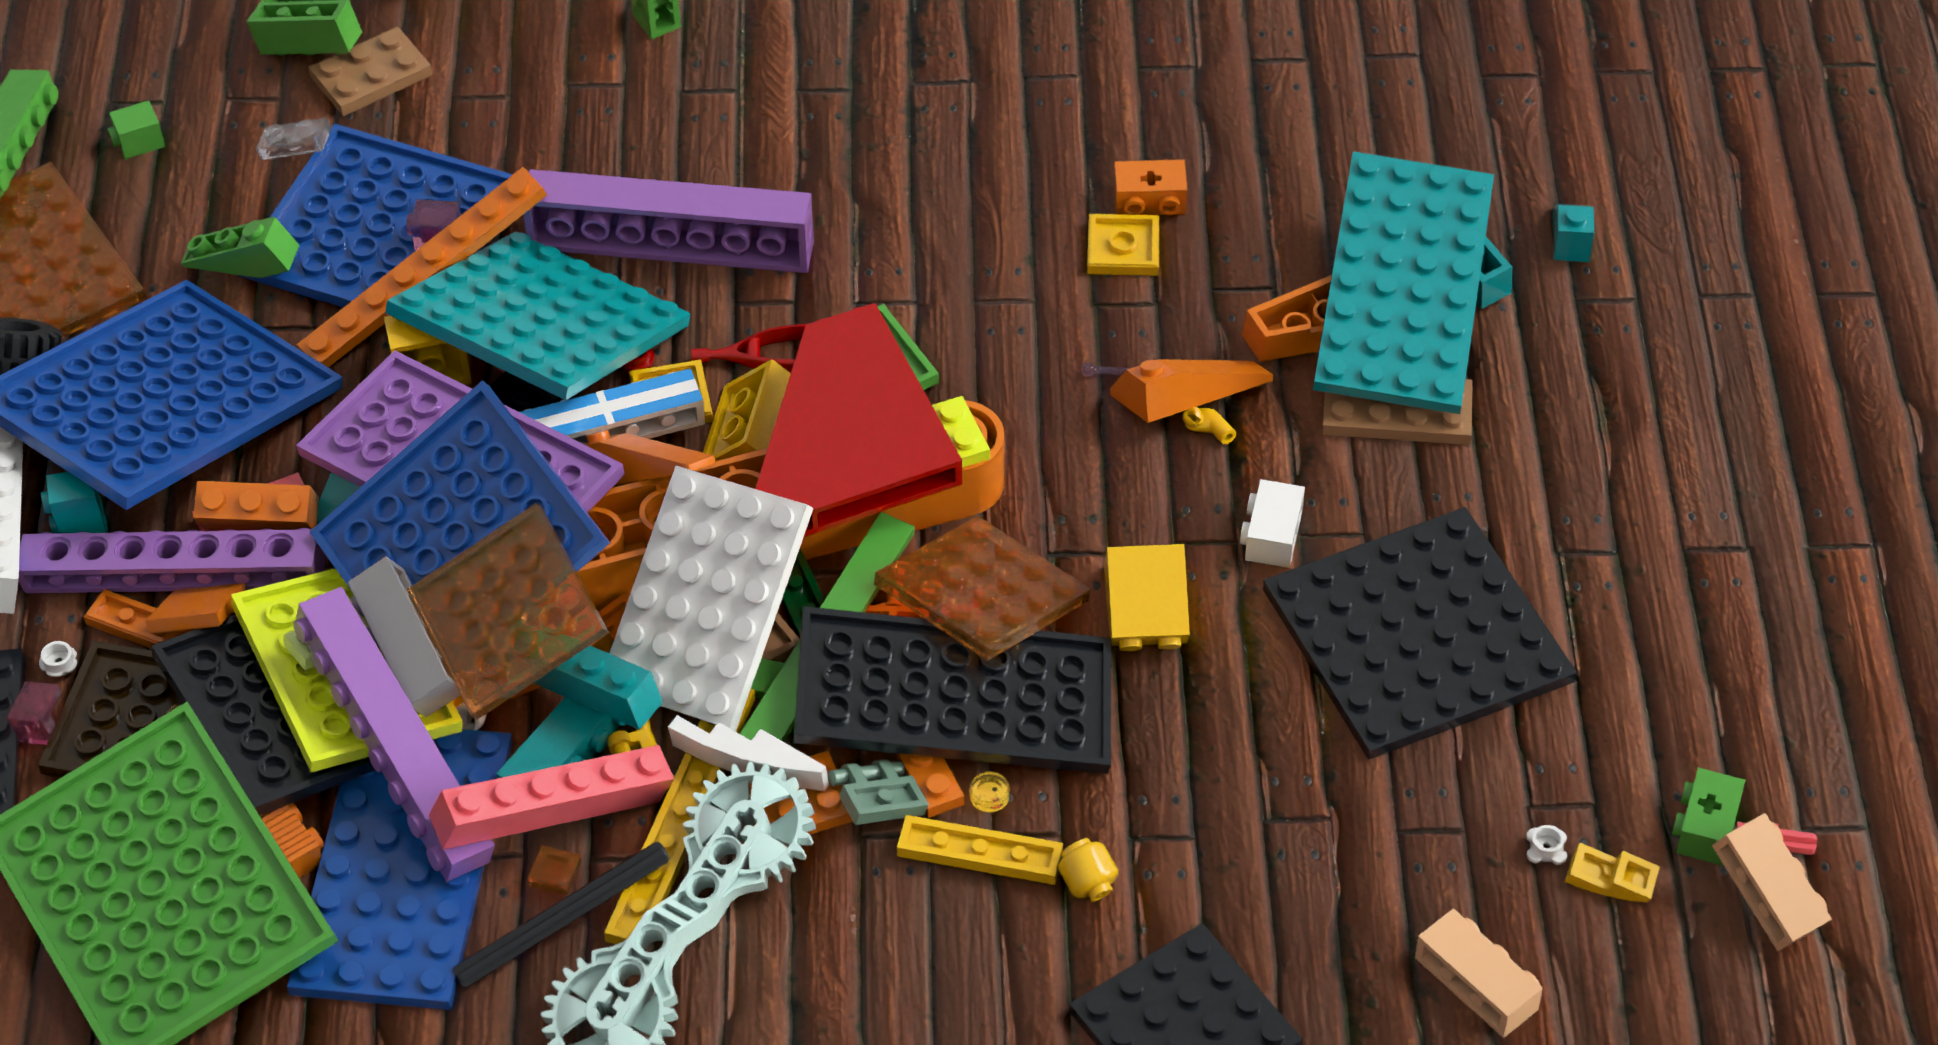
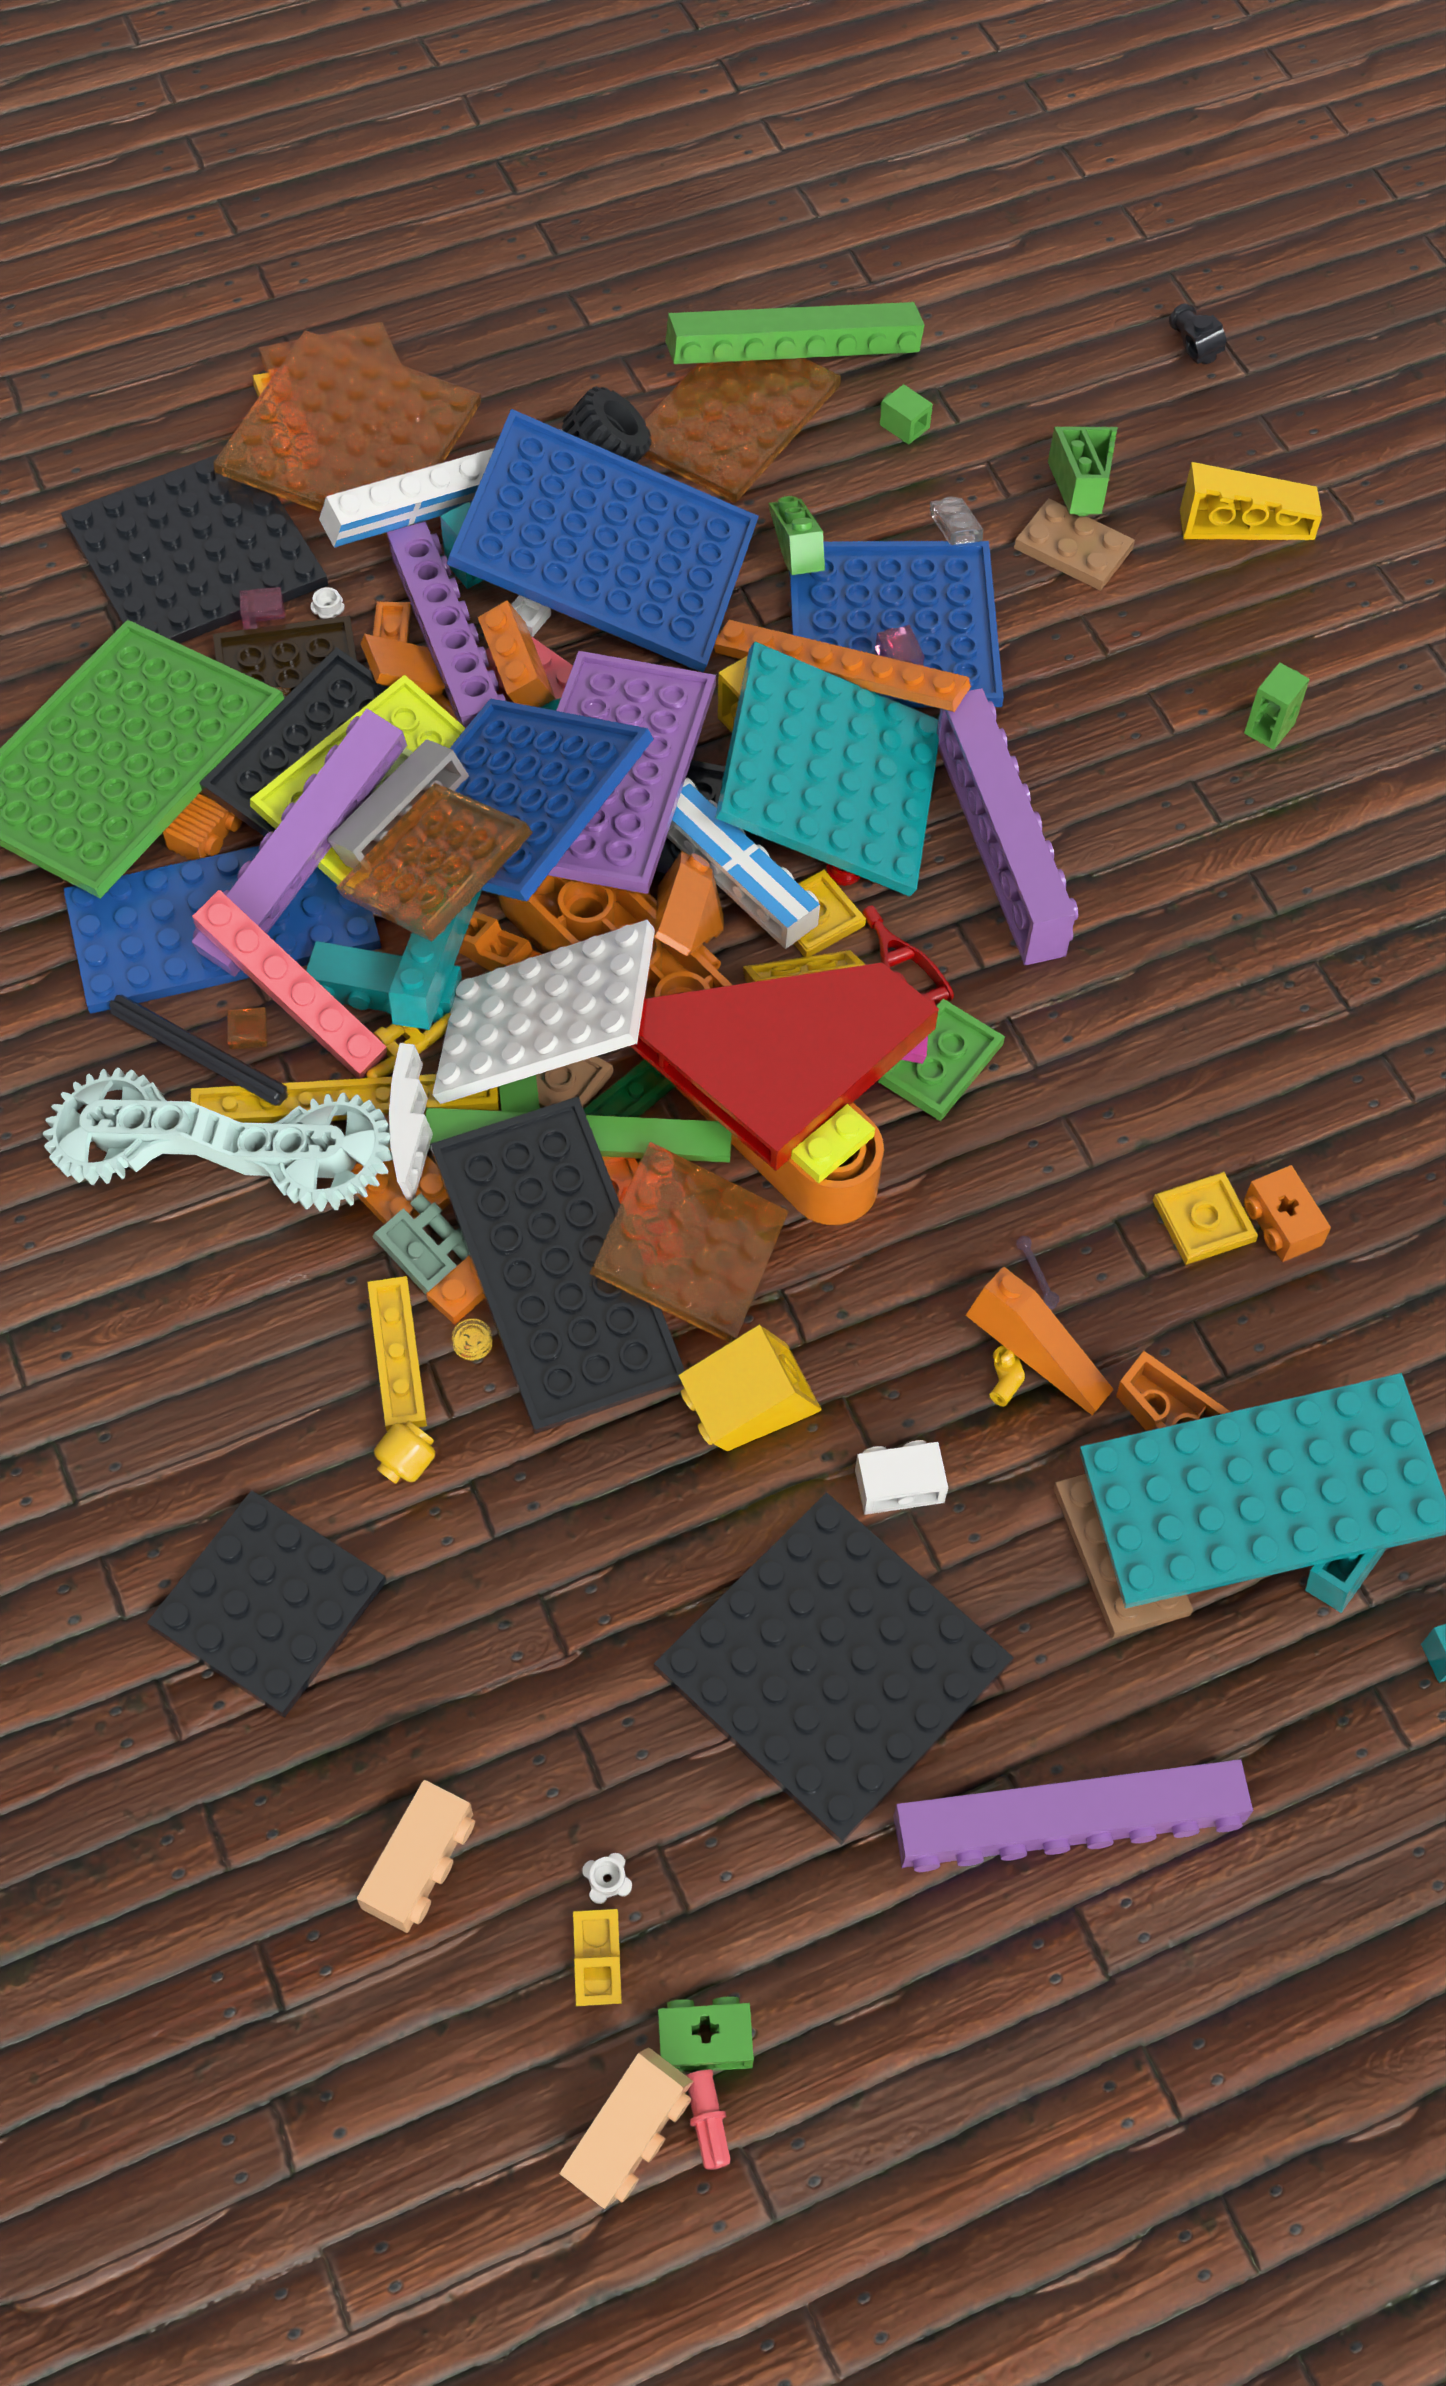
camera: 65 degrees right, 10 degrees up
(180, 497) = (532, 613): none -> white plate
(1612, 519) = (1072, 1814): none -> medium lavender brick

